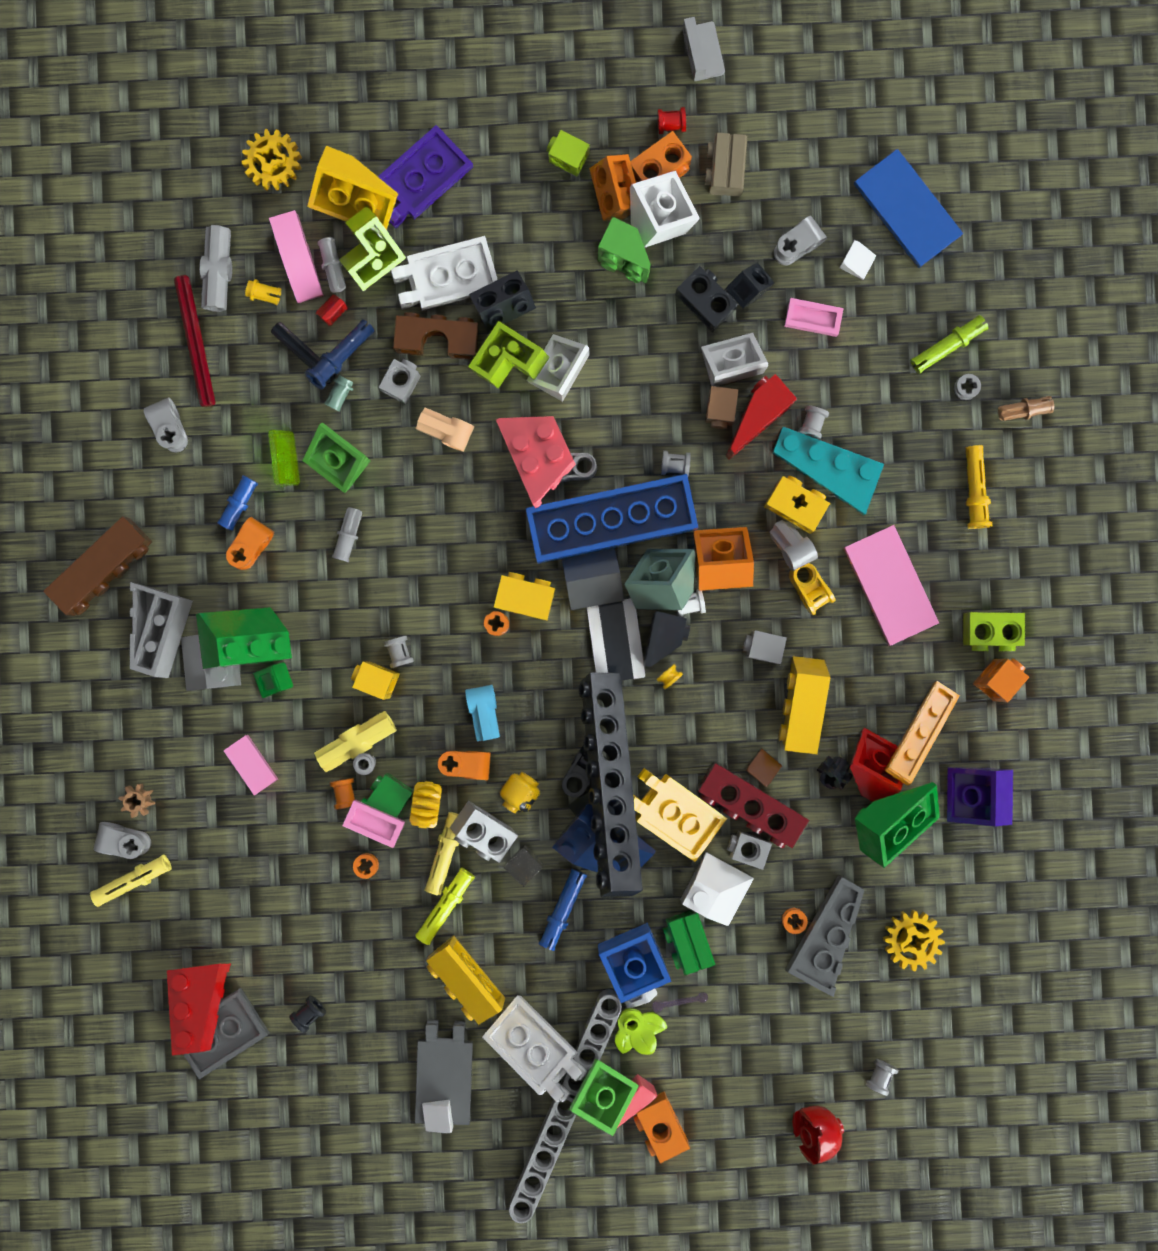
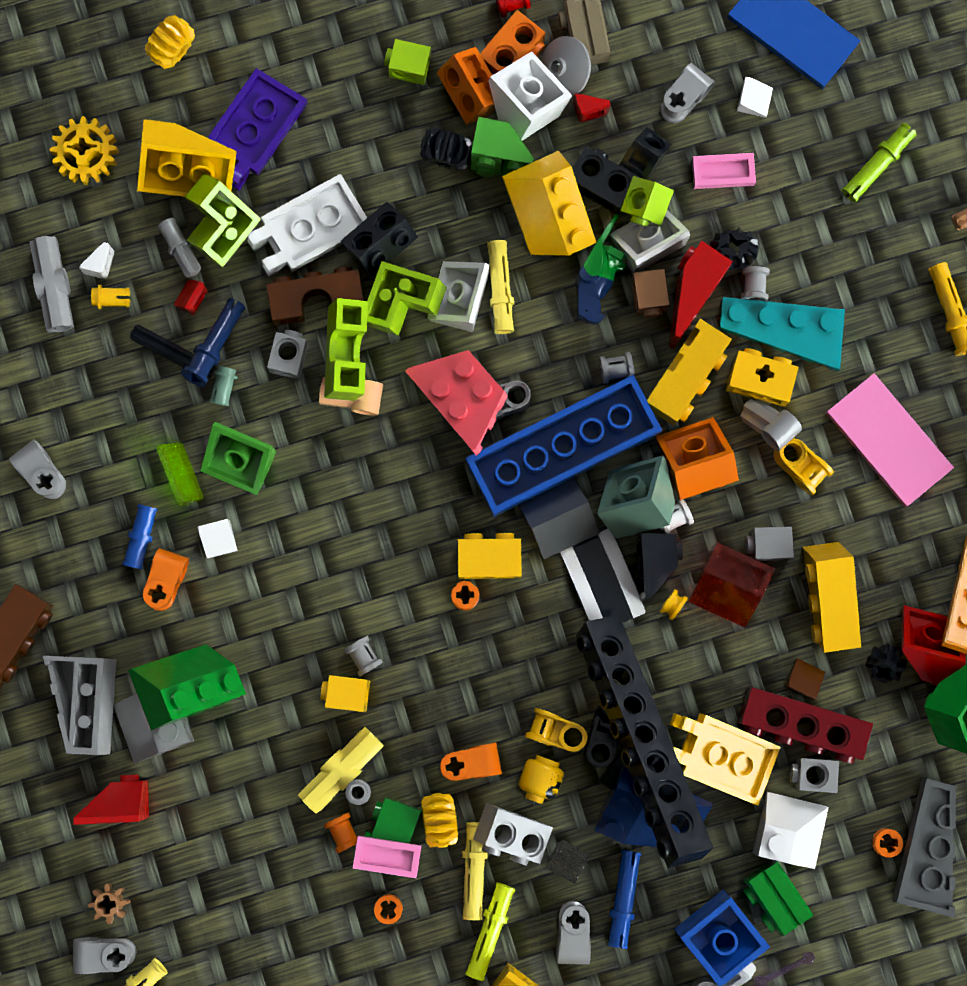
camera: 25 degrees left, 5 degrees down
(164, 721) = (118, 803): none -> red slope
(194, 341) = (47, 370): dark red axle -> none
(250, 764) = (228, 828): bright pink tile -> none
(260, 259) = (99, 262): none -> white slope
(273, 679) = (229, 725): green slope -> none
(296, 256) = (138, 248): bright pink slope -> none
(302, 521) = (217, 538): none -> white slope
(347, 534) = (272, 540): light grey axle -> none
(367, 83) = (169, 41): none -> yellow gear
(449, 379) = (344, 334): none -> lime arch
(482, 705) = (474, 694): medium azure piece -> none
(512, 930) = (573, 940): none -> light grey piece
(541, 755) = (554, 730): none -> yellow piece
(579, 237) = (446, 149): none -> black gear
(593, 380) = (501, 294): none -> light yellow pin
(653, 310) = (549, 207): none -> yellow slope
(680, 381) = (597, 277): none -> animal
(704, 189) = (573, 62): none -> light grey dish
(713, 232) = (590, 107): none -> red slope
(722, 673) = (731, 584): none -> clear red slope
(734, 484) = (689, 373): none -> yellow wedge
(739, 327) = (646, 201): none -> lime brick
(815, 384) = (747, 245): none -> black gear
(972, 380) = (914, 194): light grey bush -> none

